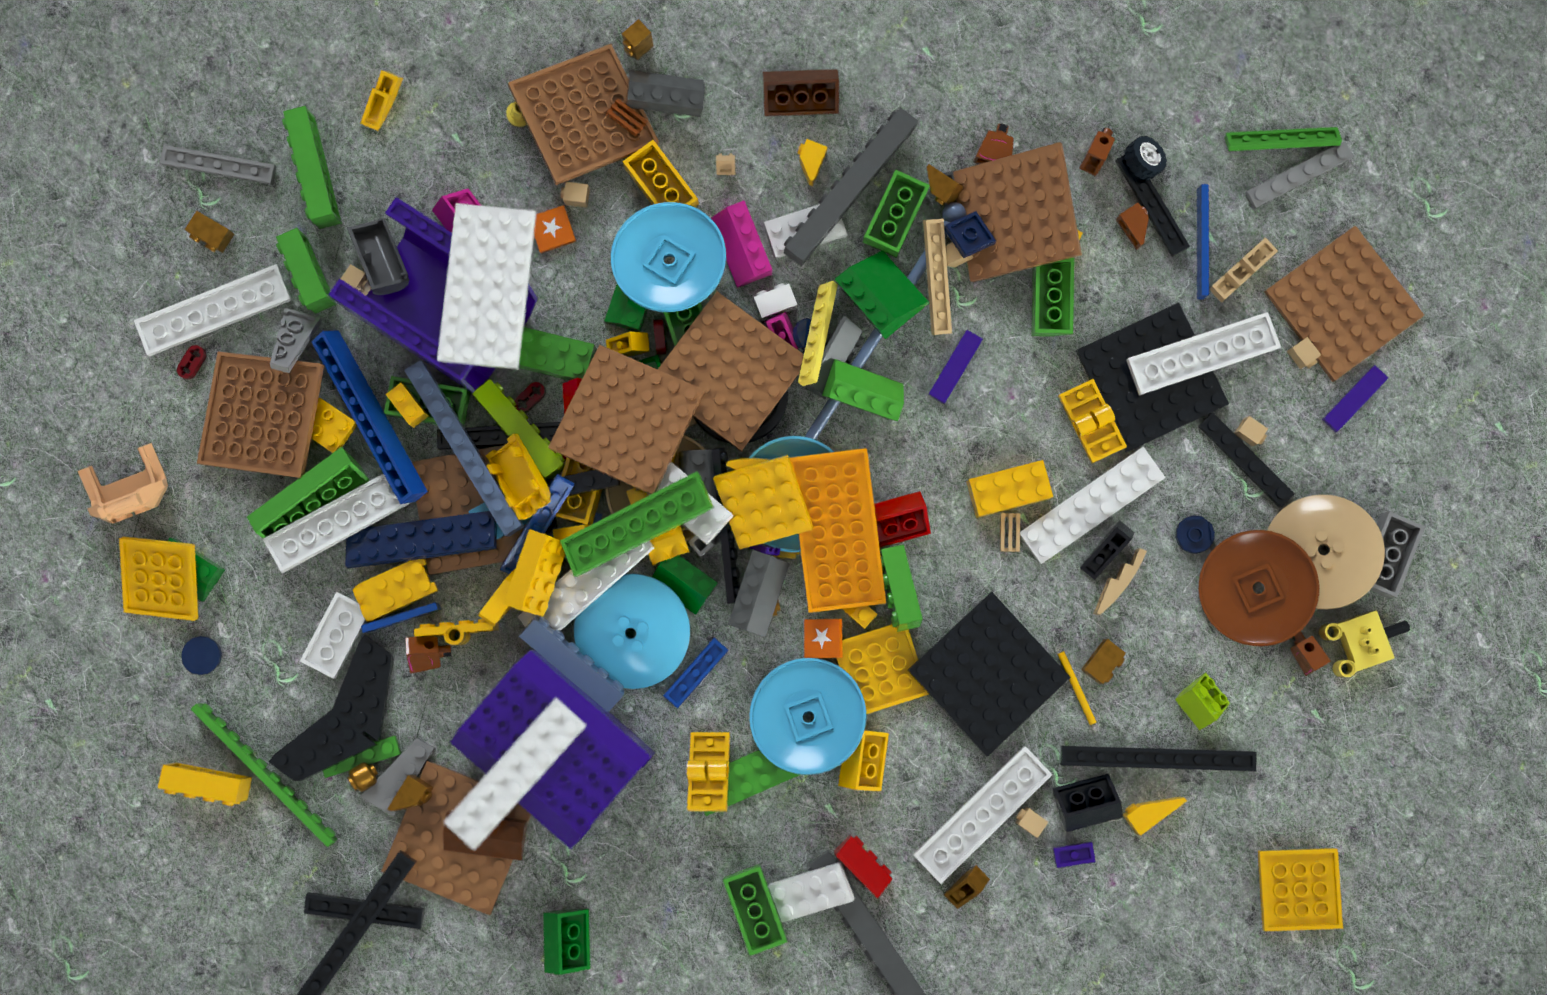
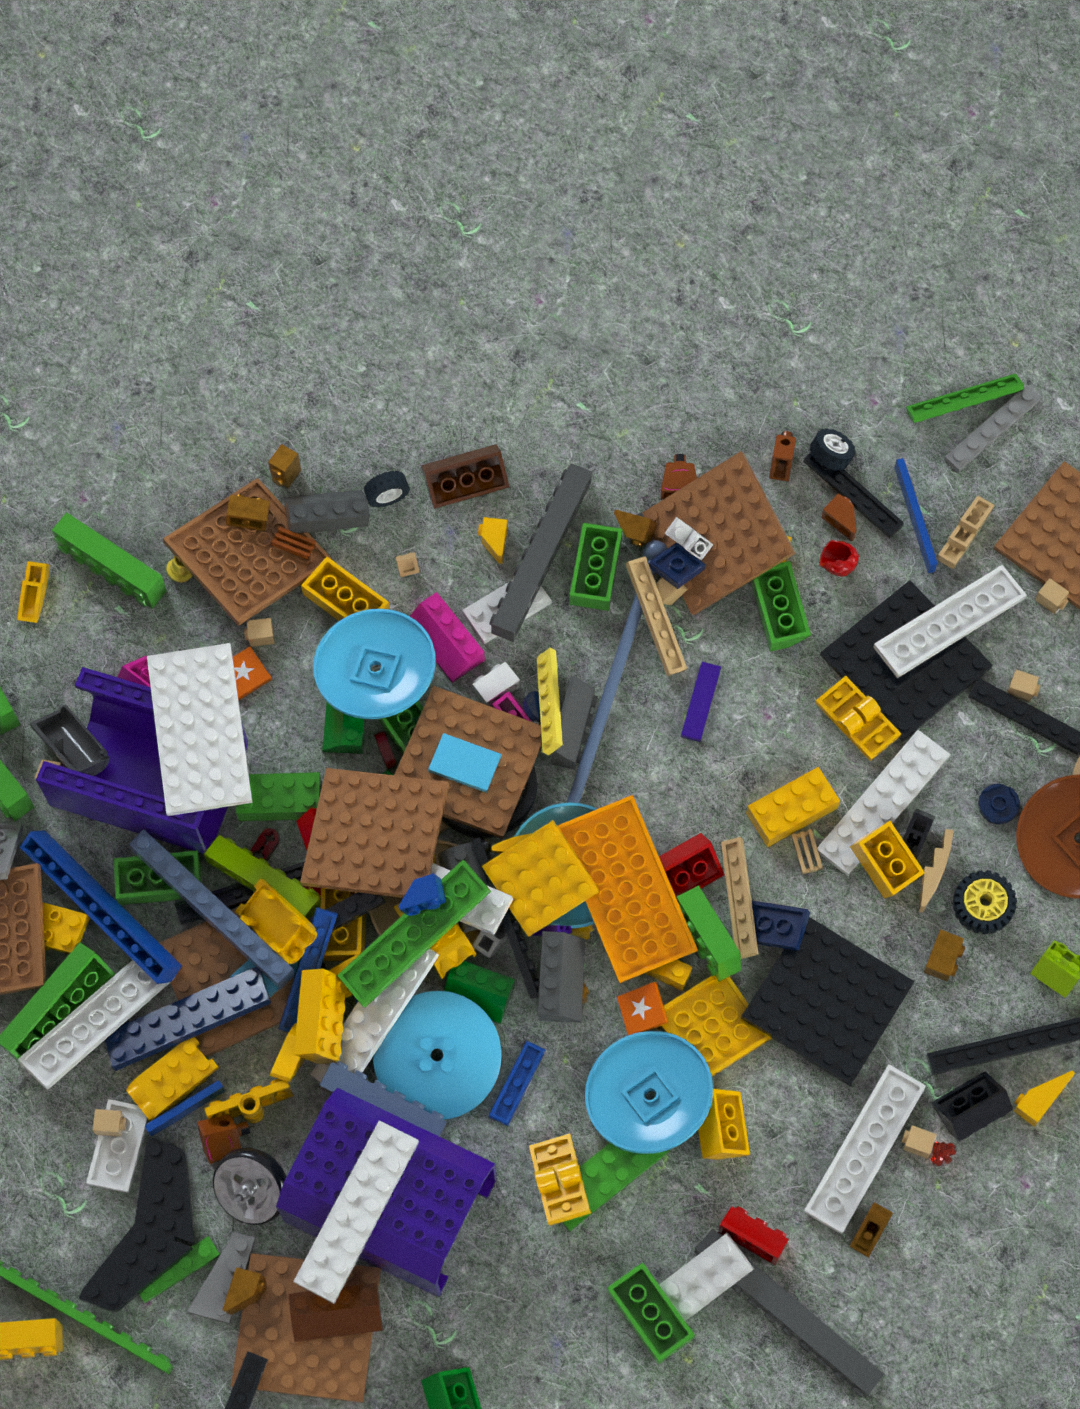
camera: 10 degrees left, 15 degrees down
(330, 615) = (109, 1122): none -> tan brick
(362, 777) = (185, 1288): pearl gold head -> none
(407, 405) = (139, 880): yellow brick -> none
(445, 695) = (256, 1169): none -> flat silver wheel
(454, 90) = (109, 561): none -> bright green brick
(591, 77) = (247, 512): none -> pearl gold brick
(629, 343) = (358, 760): yellow slope -> none
(652, 493) = (423, 894): none -> blue slope
(725, 87) = (386, 489): none -> black wheel
(725, 373) = (464, 762): none -> medium azure tile
(865, 390) = (614, 747): bright green slope -> none
(881, 293) = (603, 646): green slope -> none
(937, 560) = (739, 897): none -> tan plate
(961, 595) = (779, 925): none -> dark blue plate
(988, 211) = (689, 538): none -> white slope
(1048, 837) = (942, 1153): none -> clear red plant
(1074, 854) = (975, 1164): dark purple plate -> none
(1077, 688) = (925, 991): yellow bar -> none
(1079, 563) = (887, 859): none -> yellow slope
(1120, 265) = (839, 558): none -> red hair
(1169, 622) = (989, 887): none -> wheel

